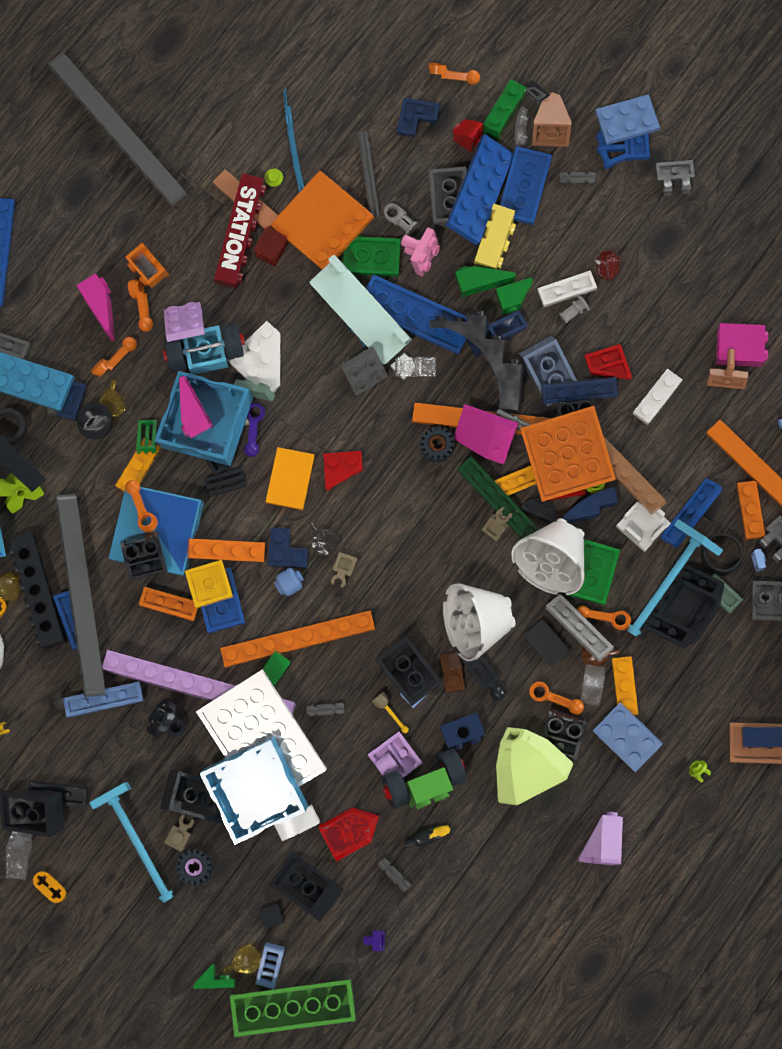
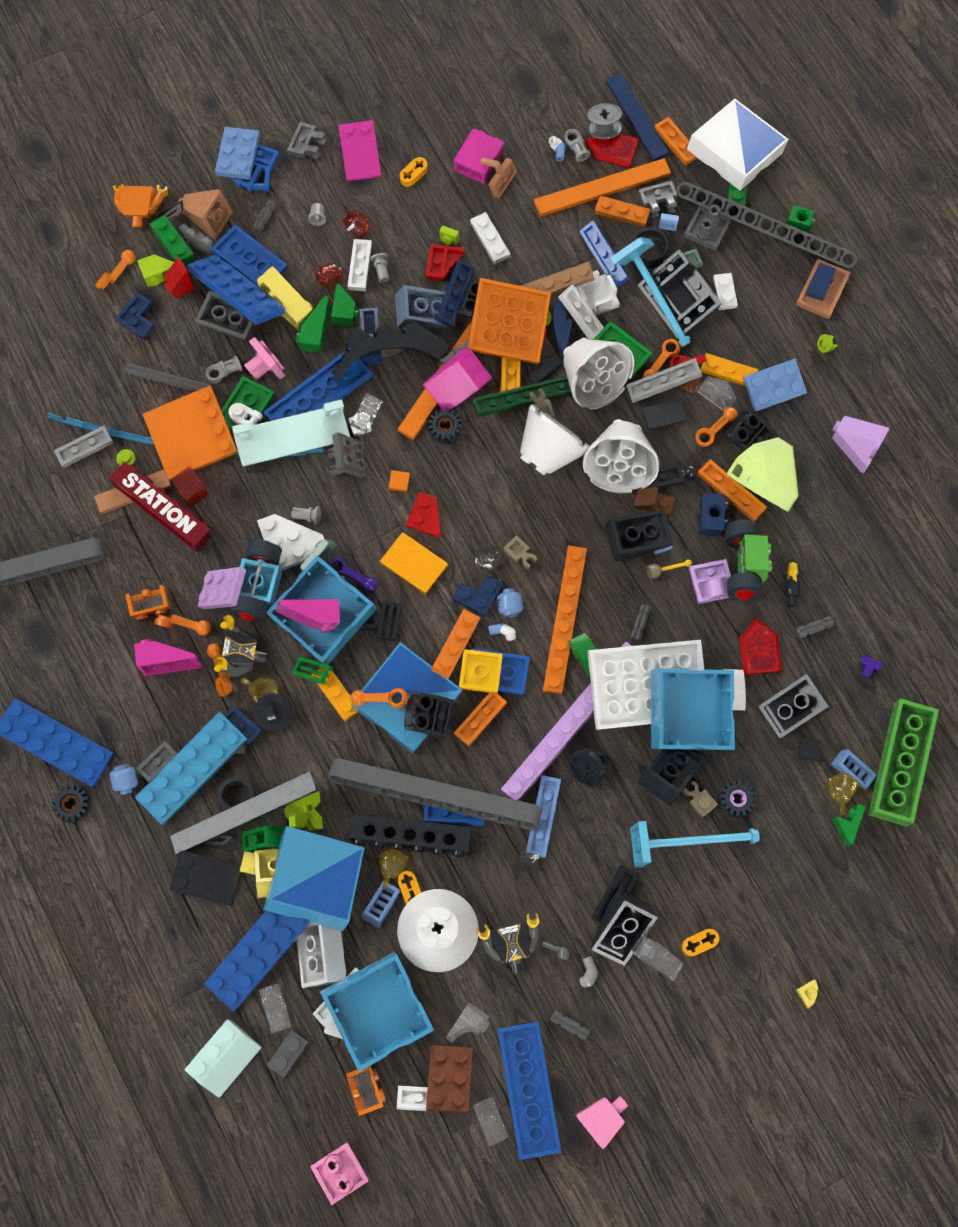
camera: 70 degrees left, 5 degrees down
(45, 1002) = (808, 993): none -> light yellow tile
(134, 365) = (238, 650): none -> torso
(262, 589) = (505, 629): none -> arm
(267, 136) = (83, 446): none -> light grey plate
(293, 364) = (307, 514): none -> light grey pin
(359, 254) = (239, 413): none -> white plate
(364, 428) = (399, 481): none -> orange tile
(462, 547) = (549, 442): none -> white cone
(469, 106) = (154, 269): none -> lime slope
(503, 718) = (733, 491): none -> orange plate
(531, 57) = (138, 202): none -> orange torso
(541, 266) = (329, 275): none -> clear red head
(601, 224) = (316, 216): none -> light grey piece
(610, 635) = (678, 359): none -> red plate
(612, 517) = (581, 312): none -> white plate
(637, 357) = (449, 236): none -> lime plate
(689, 230) = (359, 151): none -> dark pink slope
(695, 287) = (416, 173): none -> light orange beam
(710, 647) = (725, 291): none -> white plate

